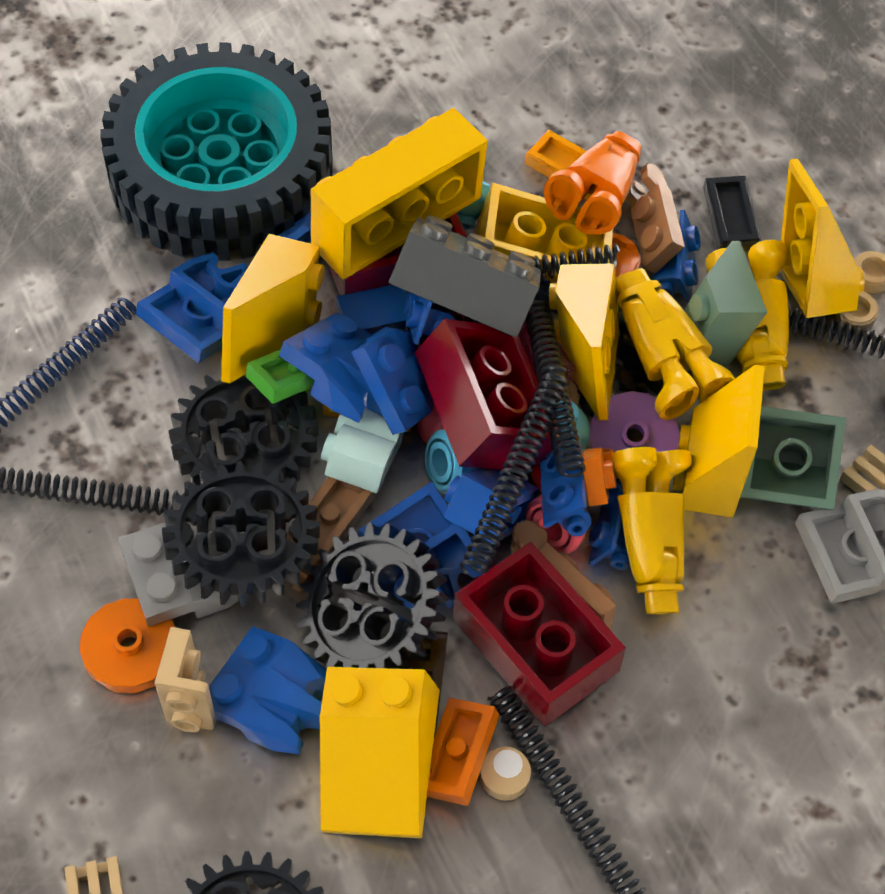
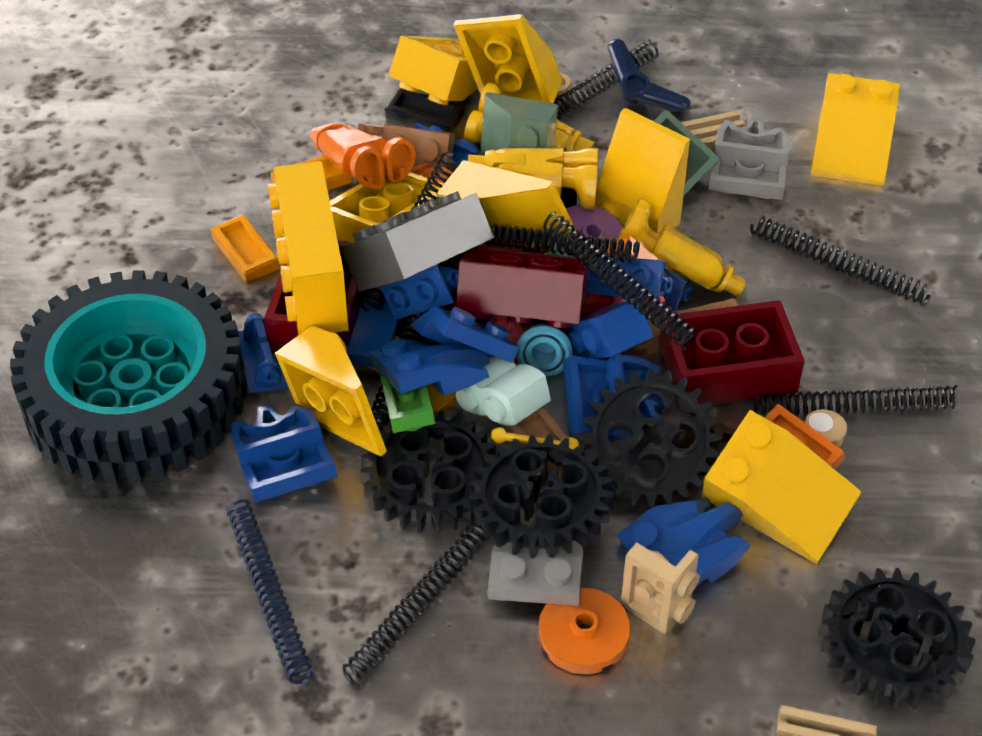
camera: 60 degrees left, 10 degrees down
(311, 469) = (500, 435): none -> yellow hinge
(763, 183) = (434, 67): none -> yellow slope
(778, 727) = (905, 291): none -> black piece

